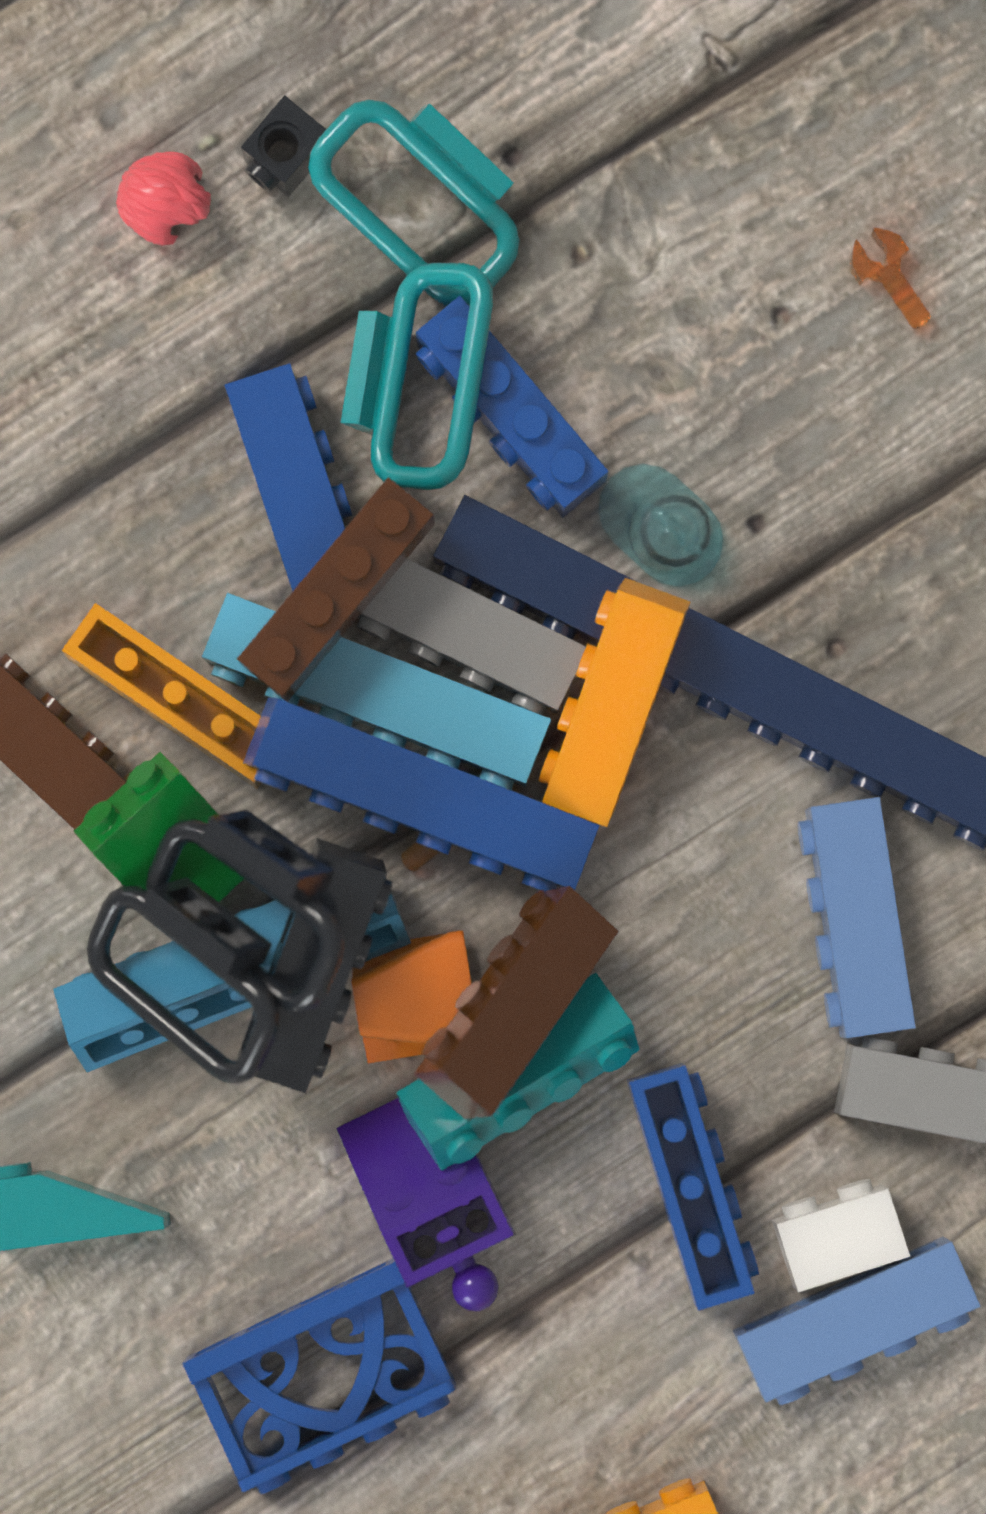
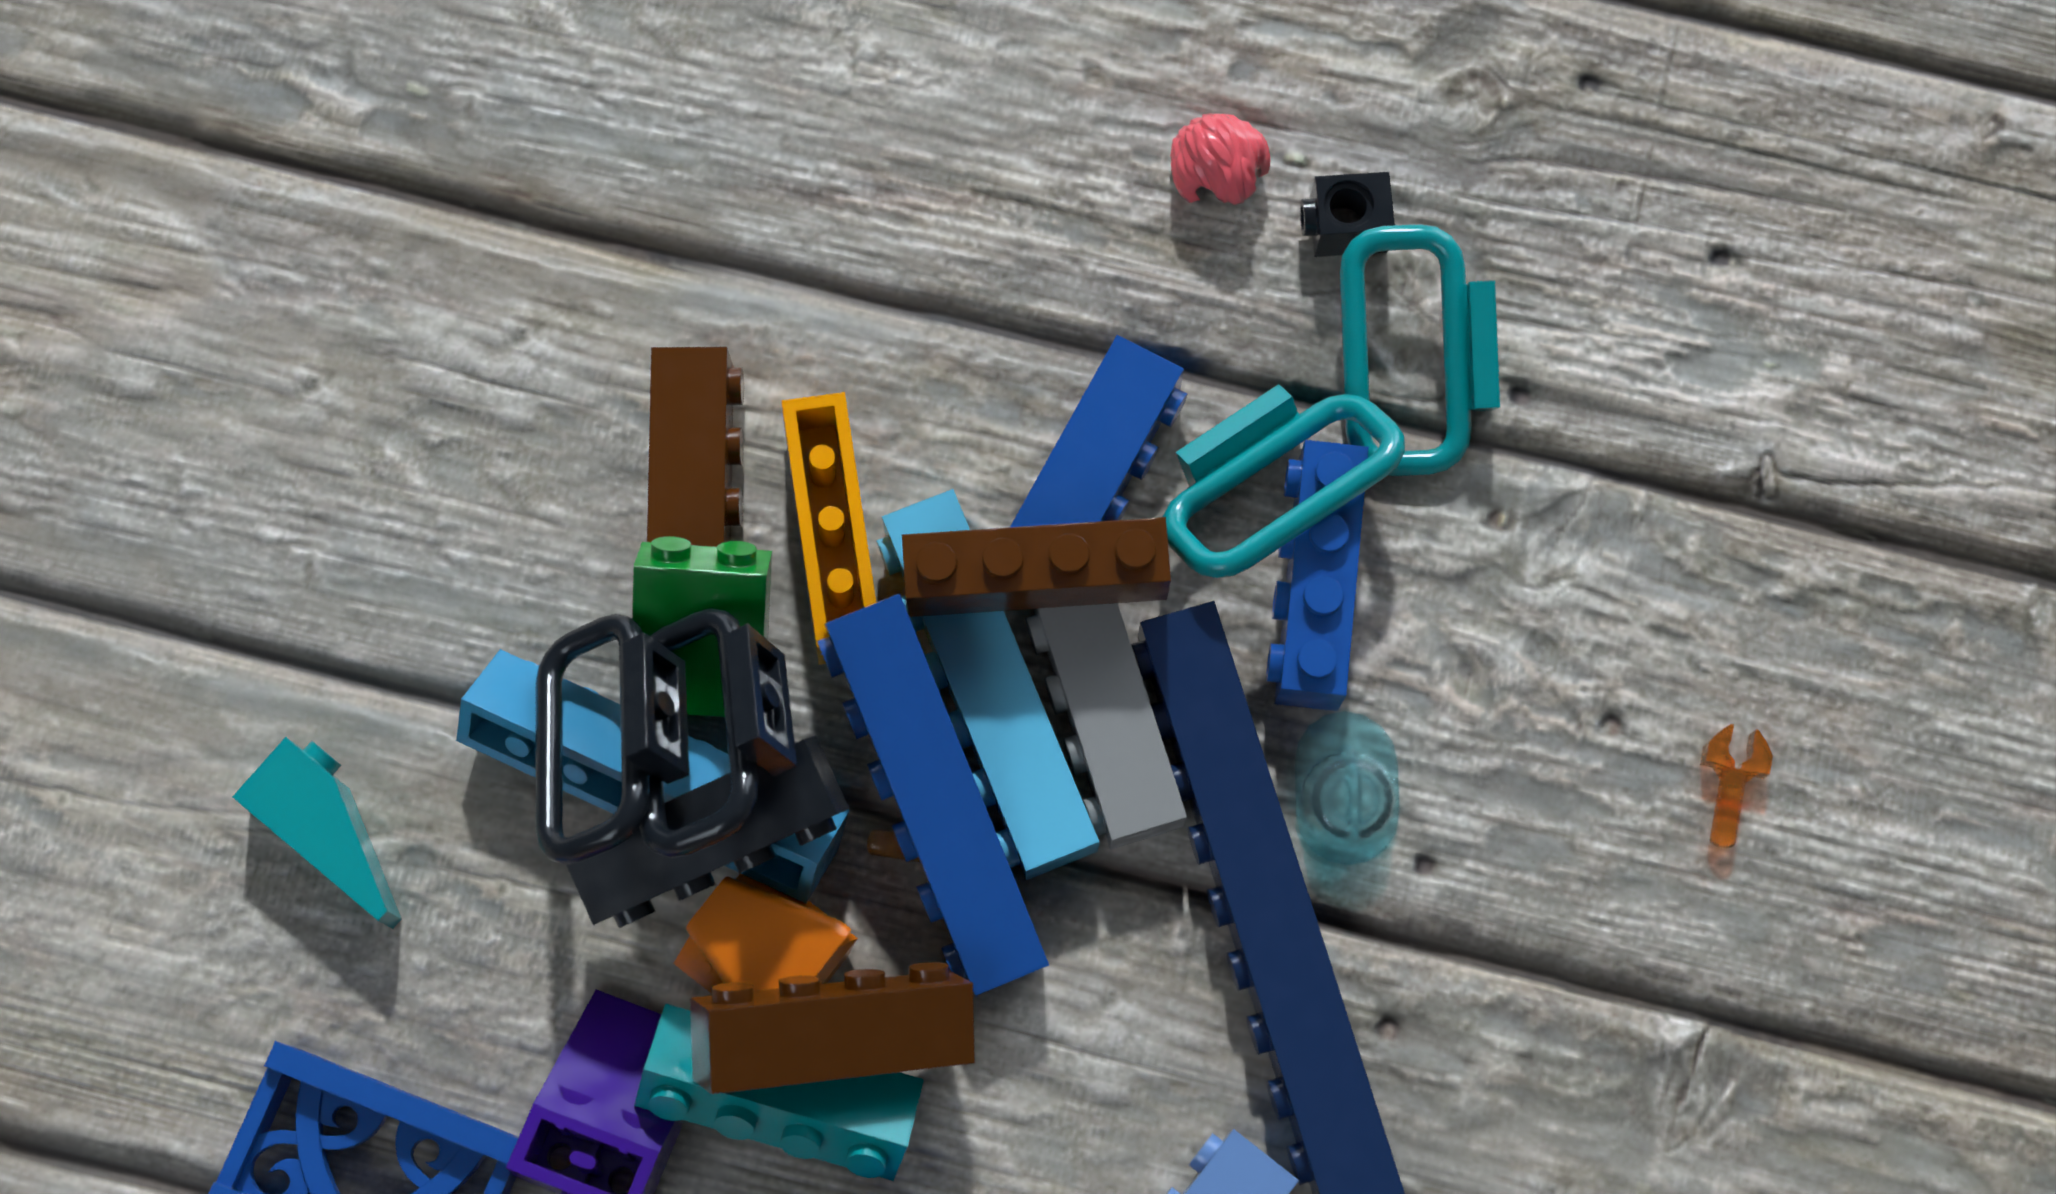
camera: 45 degrees right, 10 degrees down
(614, 702) = (1162, 878): light orange brick -> none

